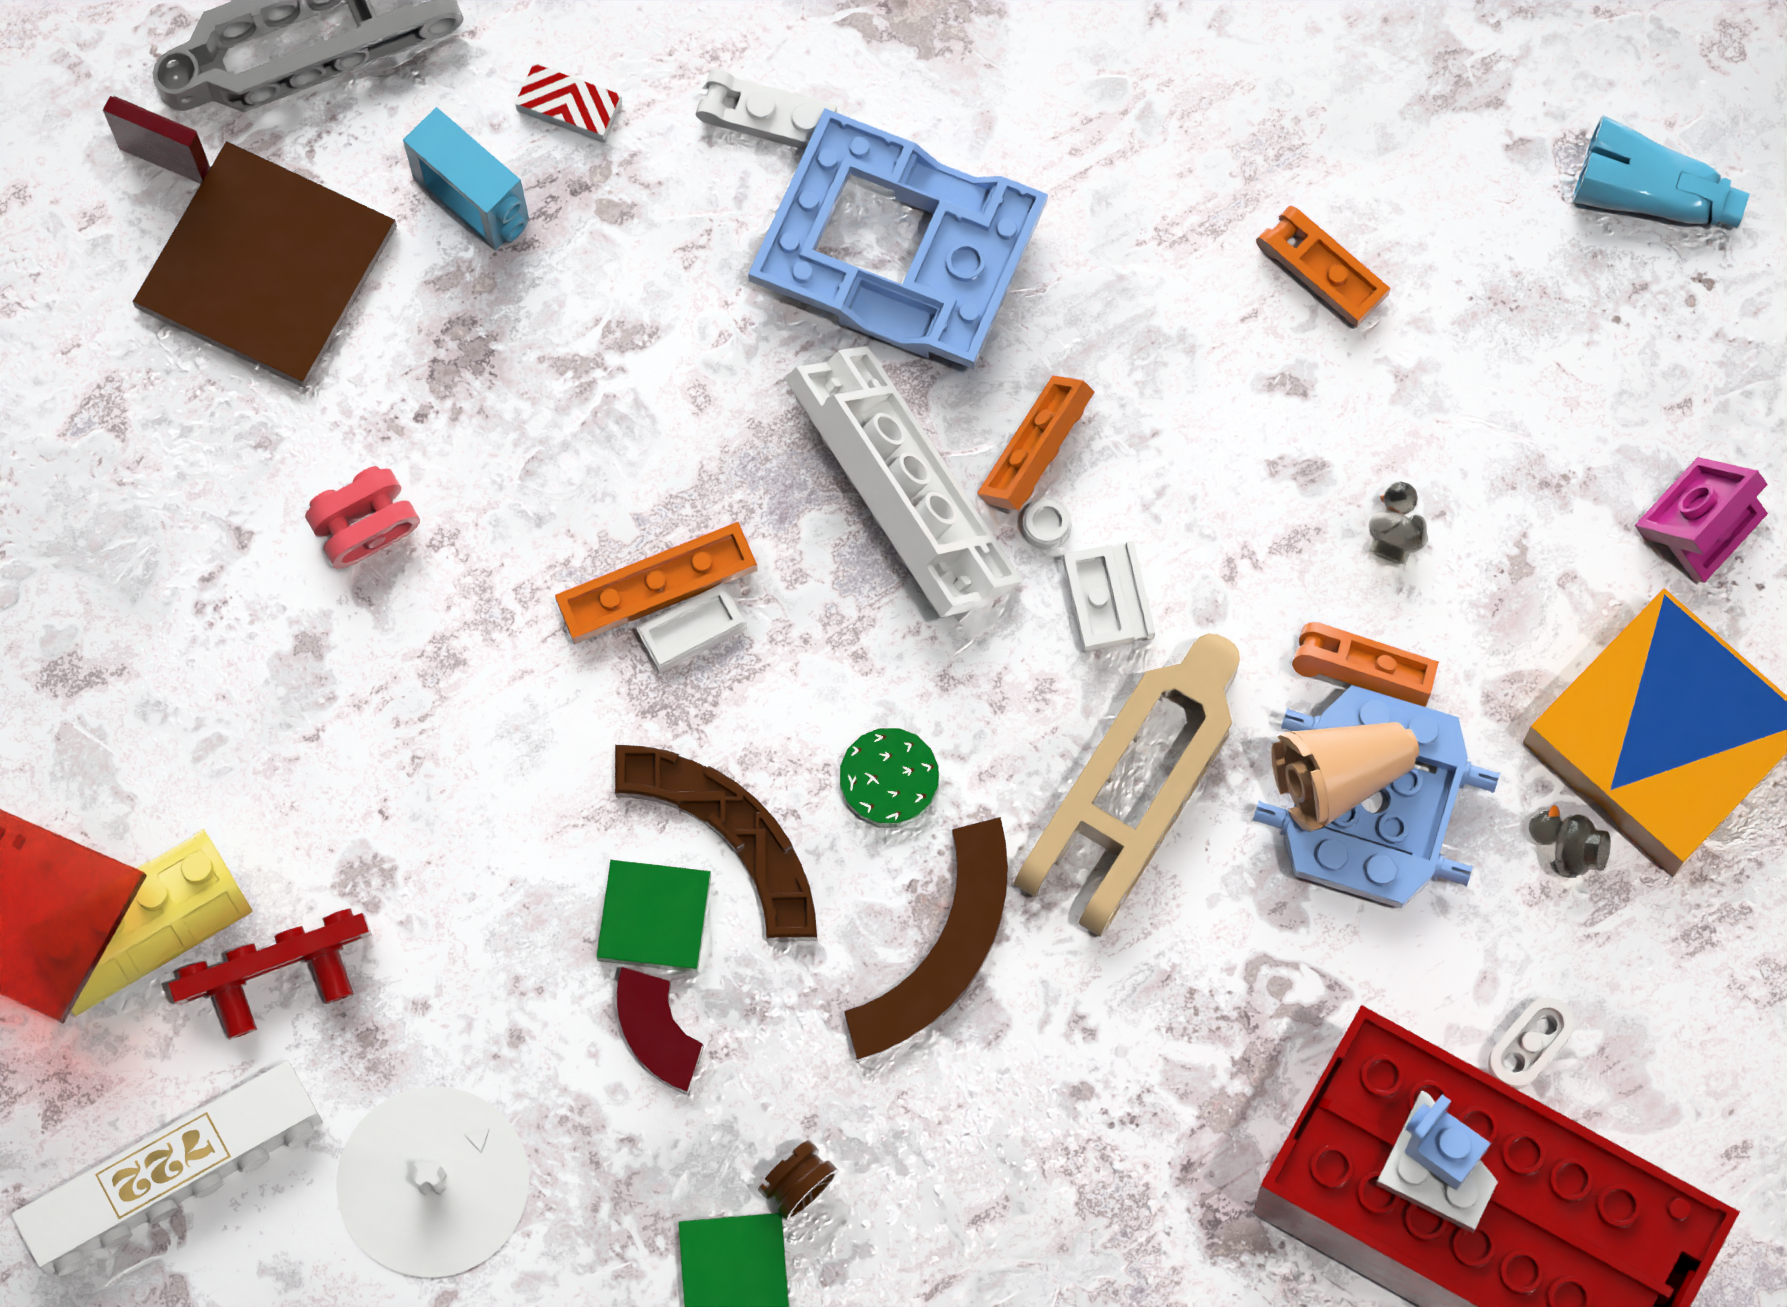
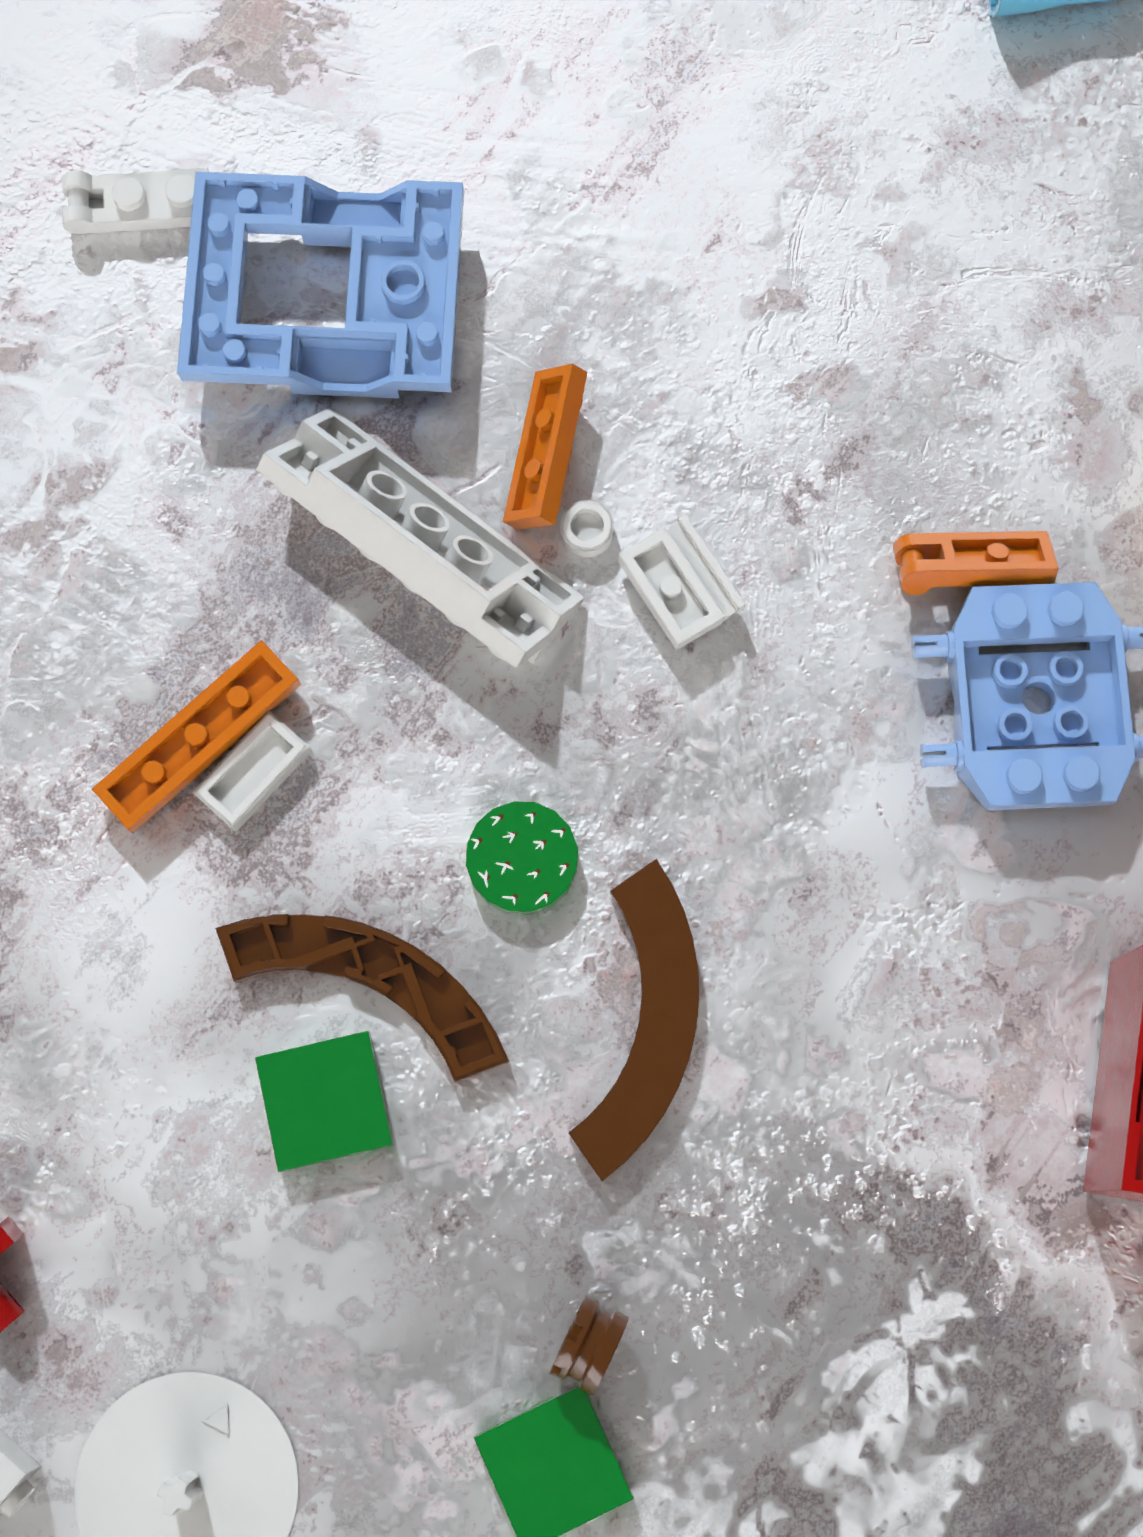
camera: 20 degrees left, 5 degrees up
(652, 1031) = (368, 1230): dark red tile -> none
(1205, 679) = (815, 635): tan piece -> none
(1324, 266) = (771, 164): orange plate -> none
(1339, 767) = (1002, 683): light nougat cone -> none
(1392, 532) = (951, 412): clear smoke animal -> none

